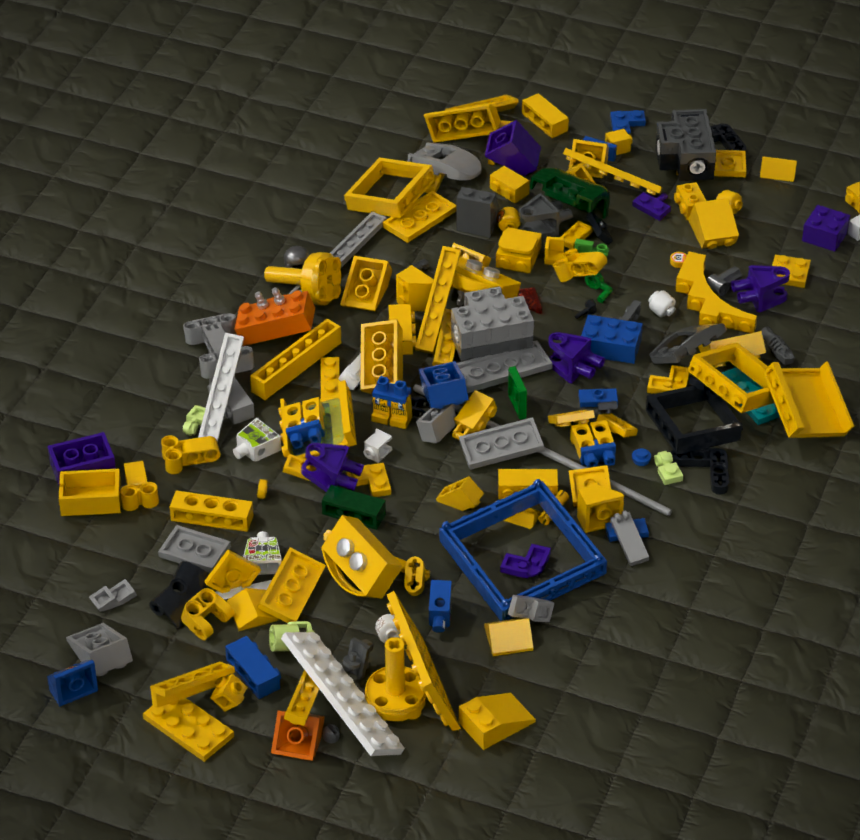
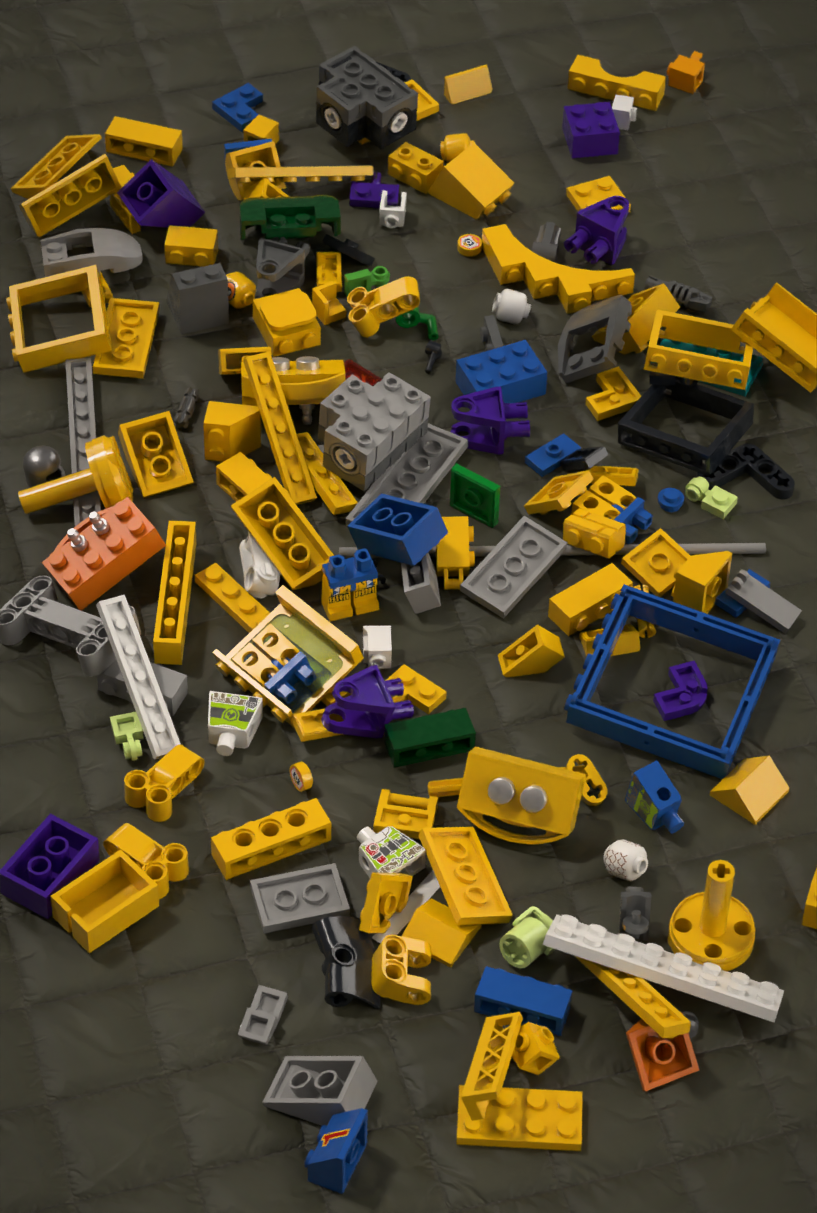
camera: 40 degrees left, 5 degrees up
(288, 537) = (405, 819): none -> yellow plate
(422, 662) = (754, 887): yellow plate -> none
(531, 608) = (752, 742): light grey slope -> none
(566, 448) = (594, 533): none -> yellow brick
(647, 219) = (392, 215): none -> white window

